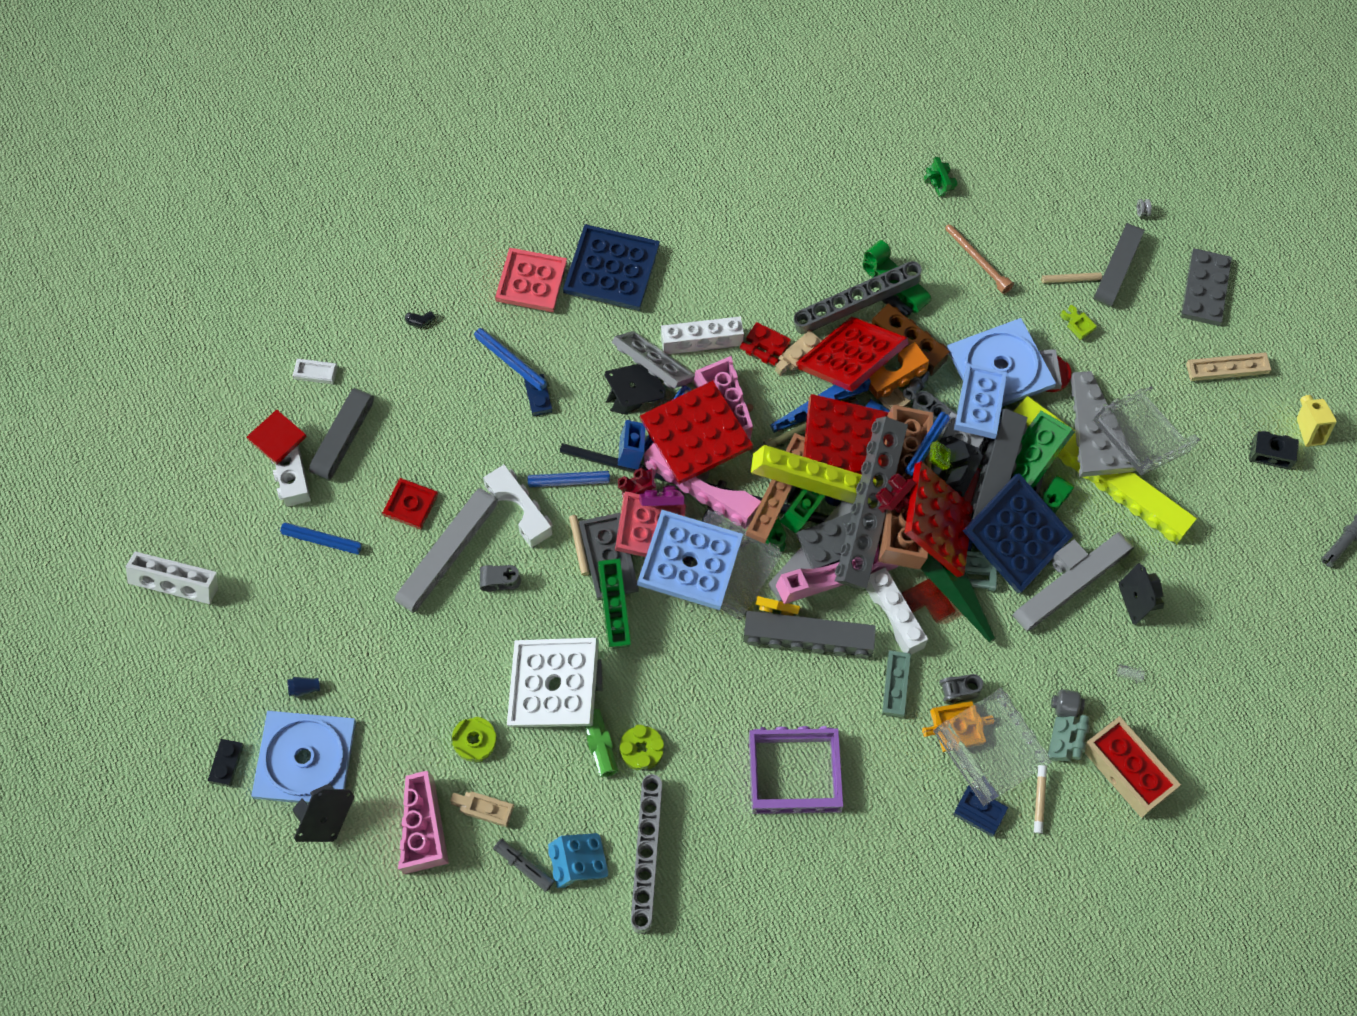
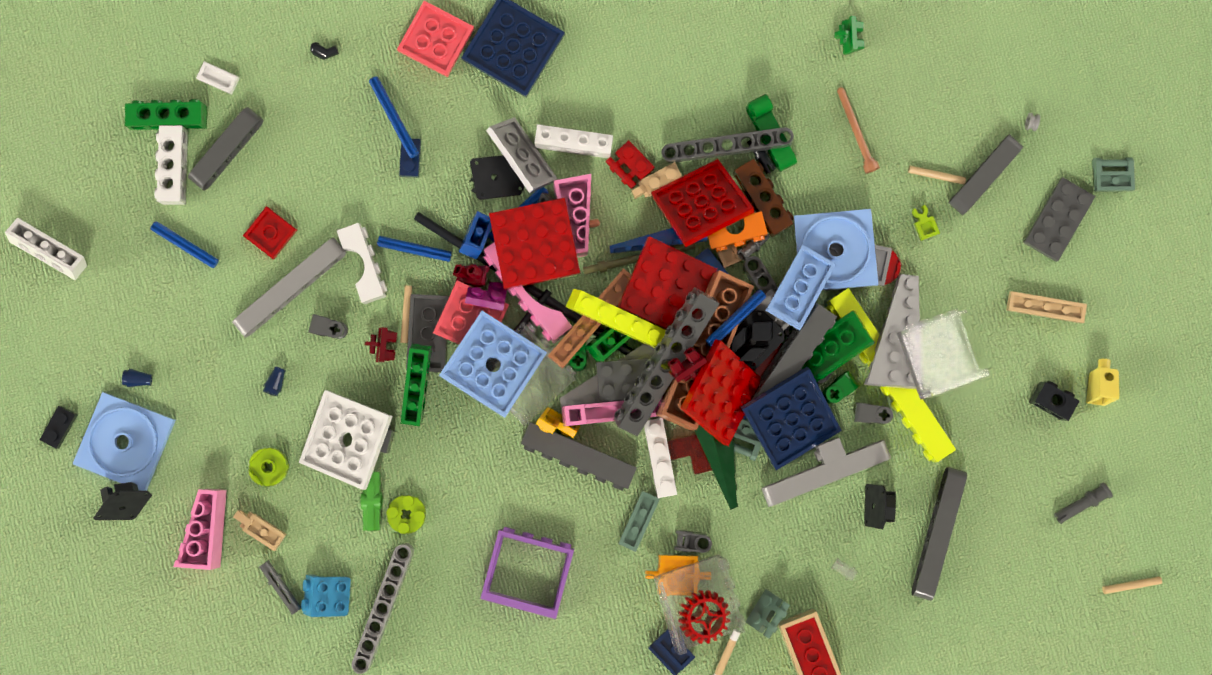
camera: 15 degrees right, 20 degrees up
(238, 418) = (194, 120): none -> green brick
(276, 437) = (163, 140): red tile -> none
(457, 651) = (274, 382): none -> dark blue cone
(560, 580) = (382, 353): none -> dark red hips
(940, 455) = (742, 334): clear neon green plate -> none
(1003, 742) = (708, 631): none -> red gear
(1068, 703) = (779, 583): dark grey head -> none
(1095, 510) = (870, 413): none -> dark grey piece
(1213, 609) = (939, 533): none -> dark grey beam
(1243, 238) = (1113, 180): none -> sand green plate

